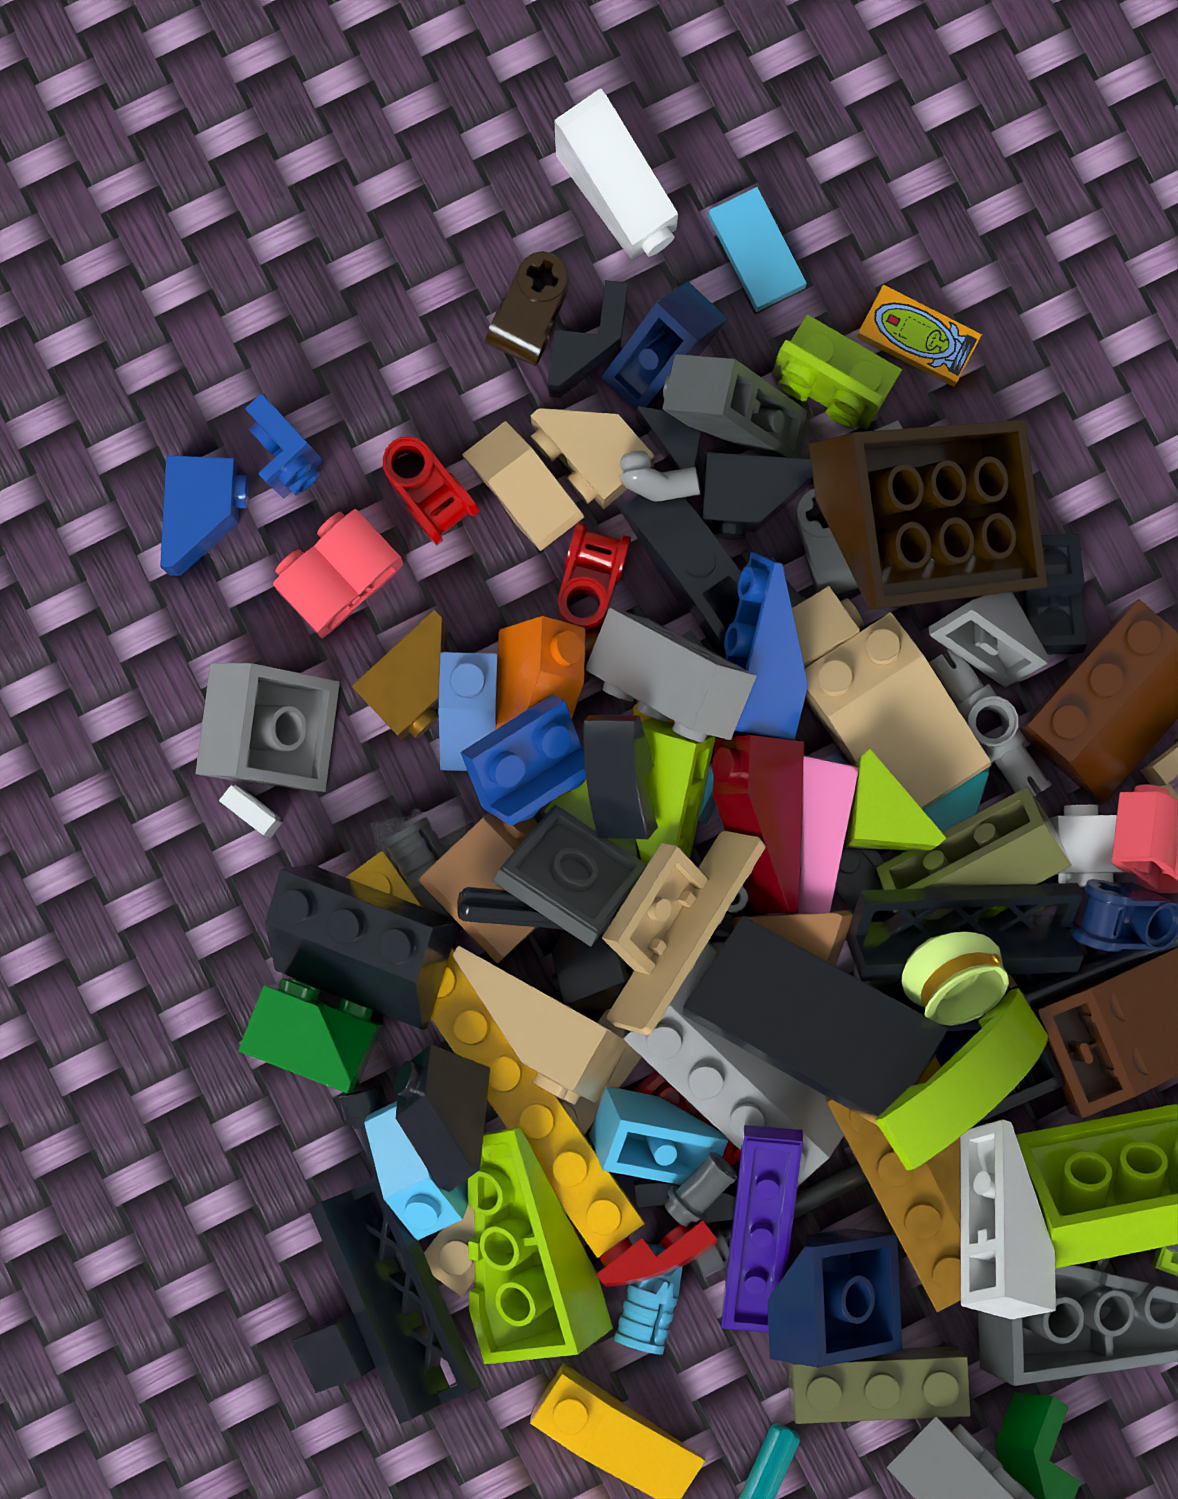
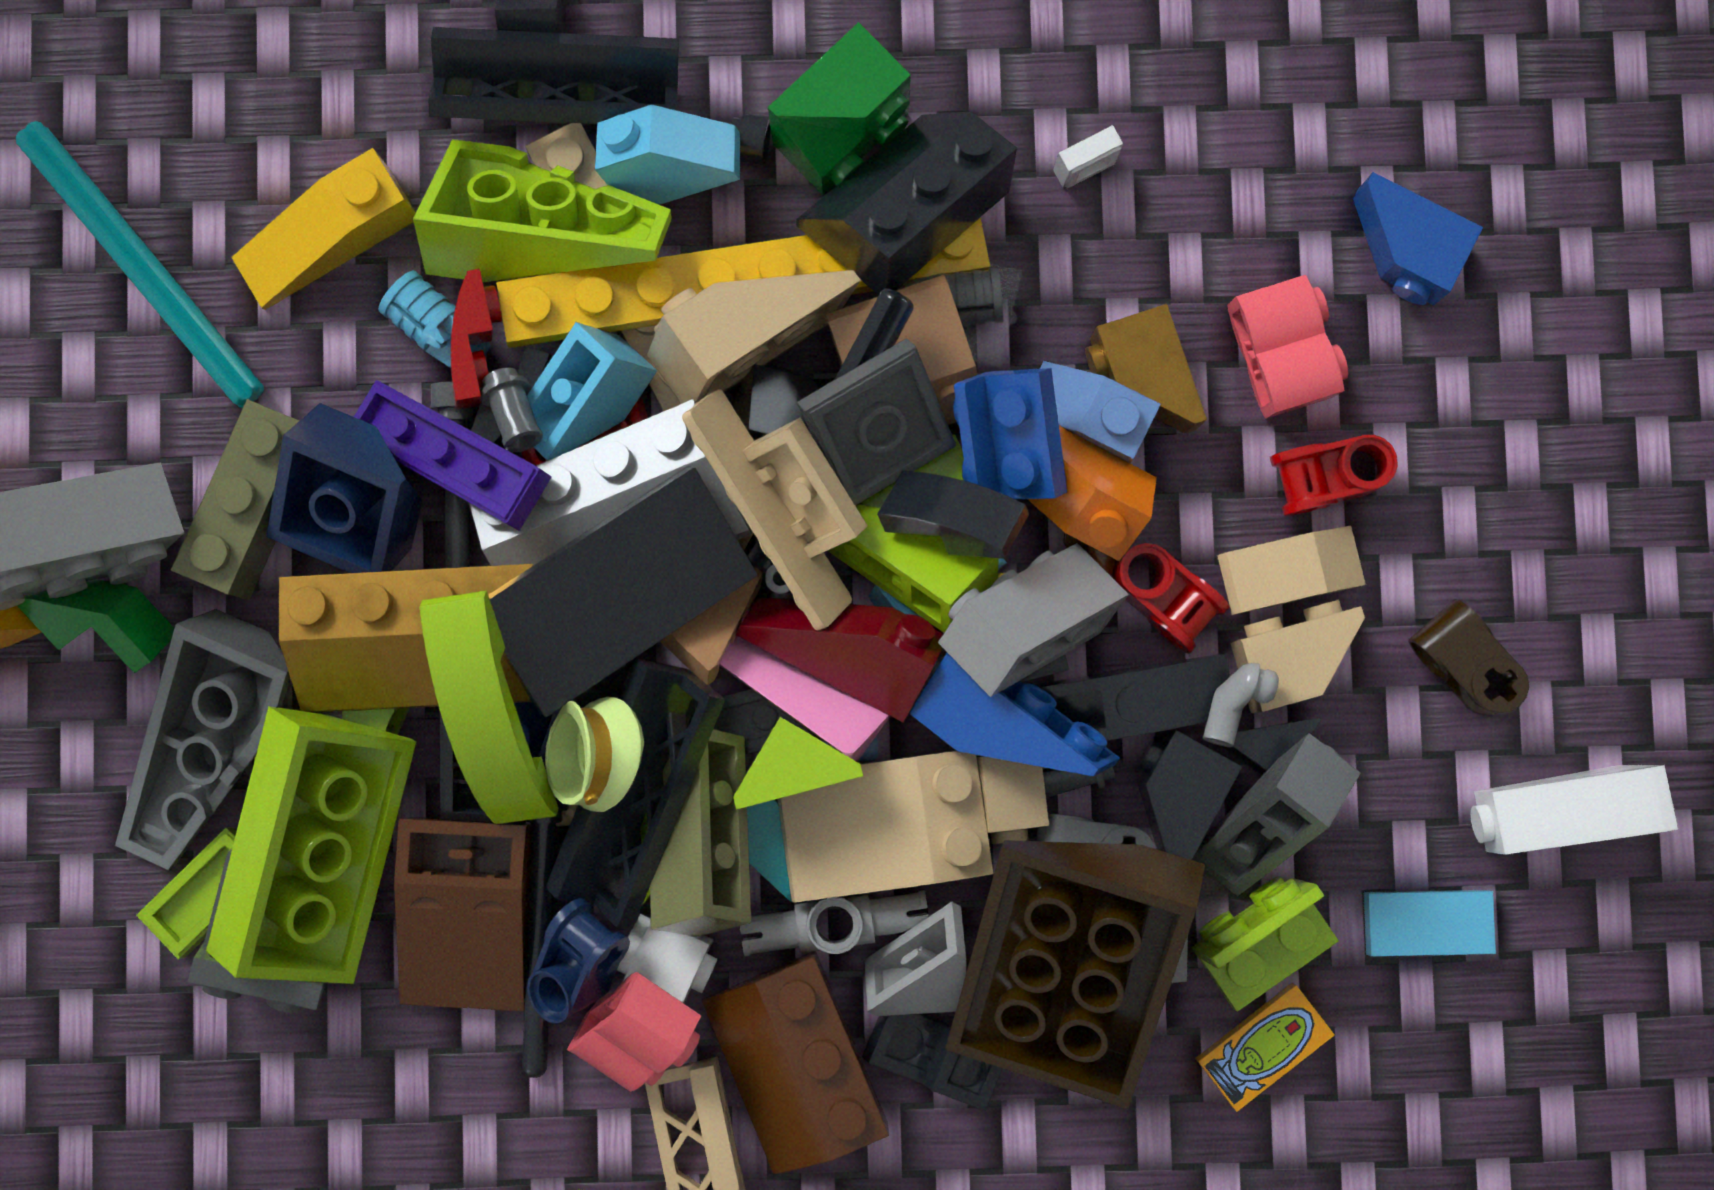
camera: 115 degrees right, 0 degrees up
(267, 726) = (1163, 210): light grey slope -> none
(294, 461) = (1424, 355): blue bracket -> none
(444, 1112) = (706, 195): black slope -> none
(580, 354) = (1399, 688): black slope -> none
(676, 324) = (1388, 795): dark blue slope -> none
(1003, 1231) = (323, 678): white slope -> none

